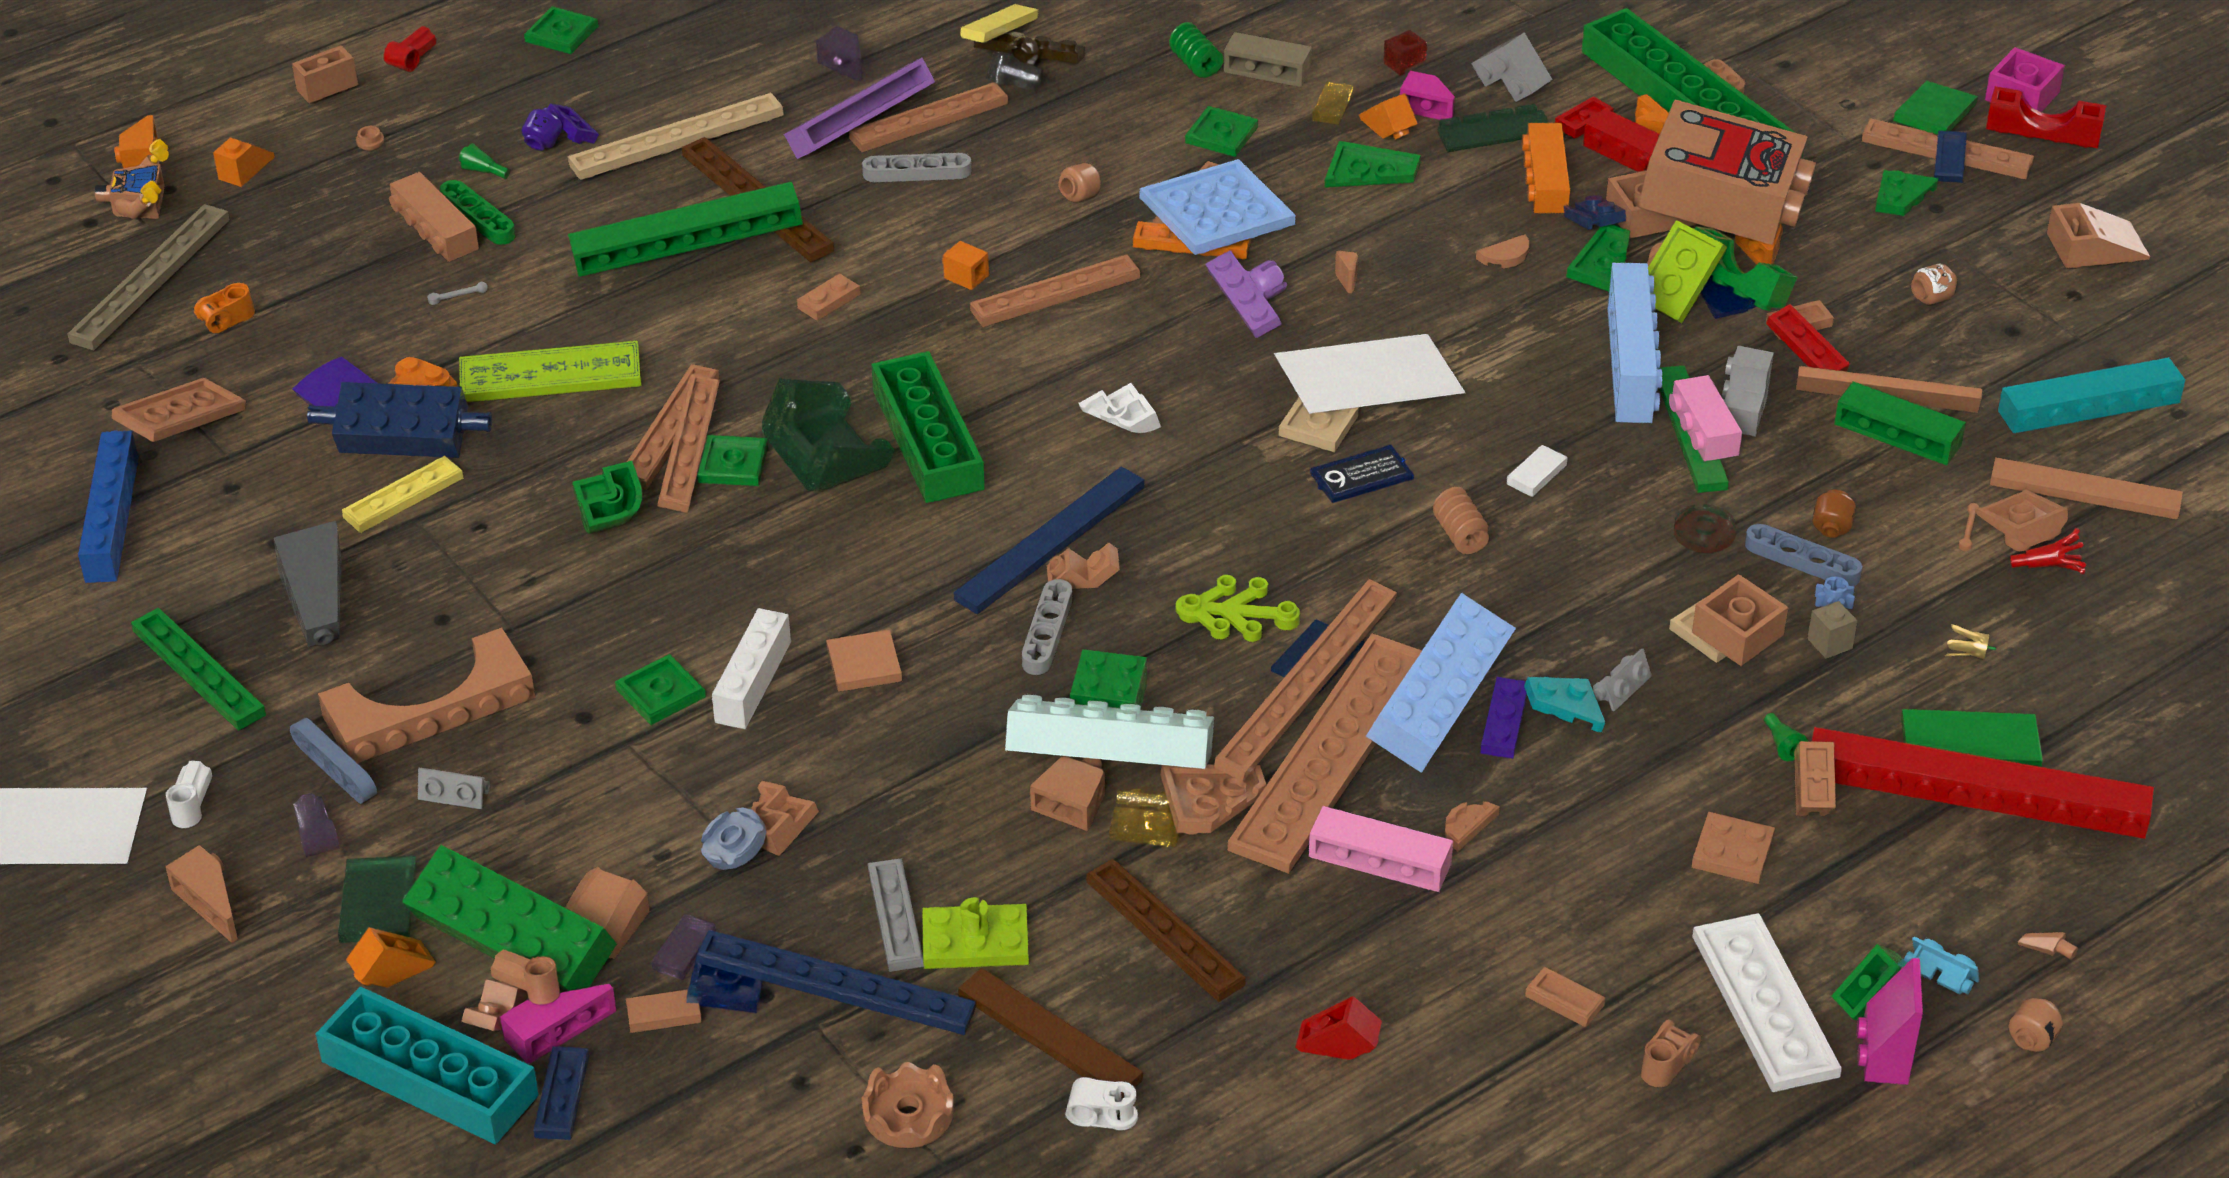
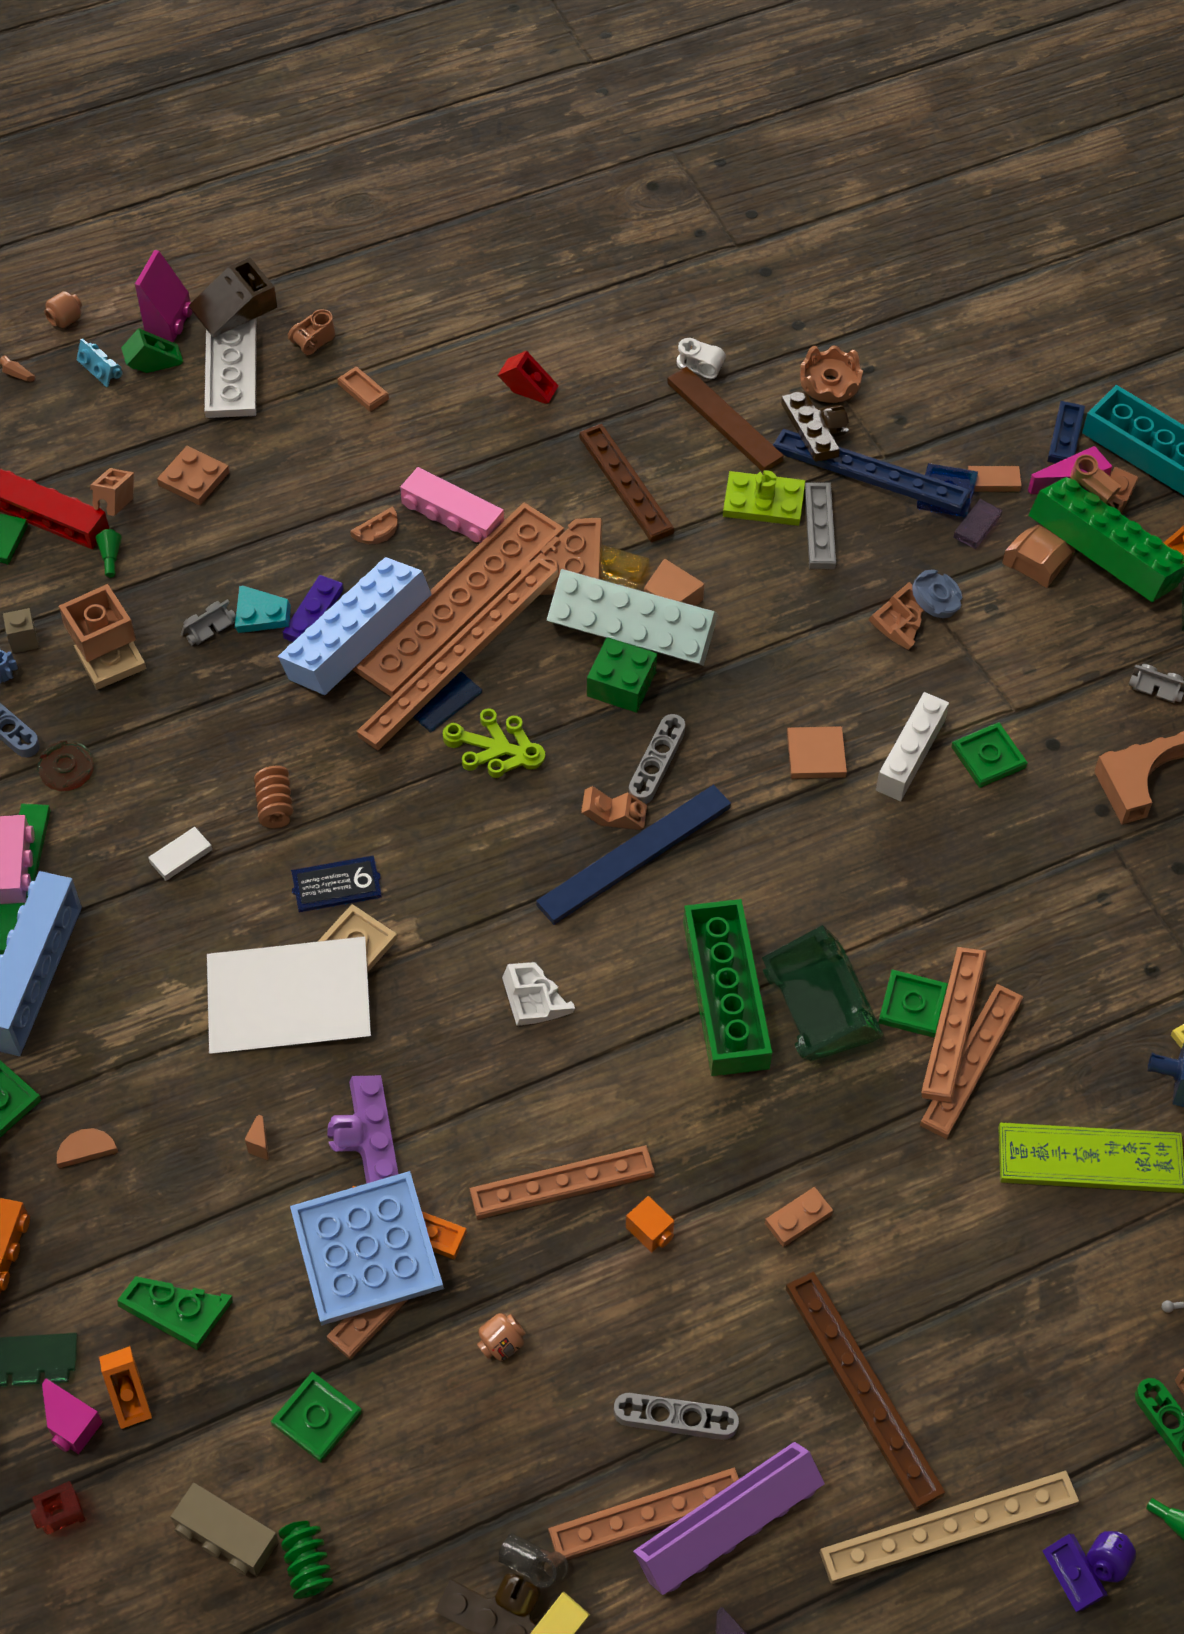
camera: 170 degrees left, 15 degrees up
(608, 498) = (1034, 949): green brick -> none
(685, 229) = (946, 1326): green brick -> none
(919, 1025) = (815, 425): none -> dark brown plate
(1332, 103) = (174, 1444): clear yellow tile -> none
(1790, 1049) = (234, 298): none -> dark brown slope

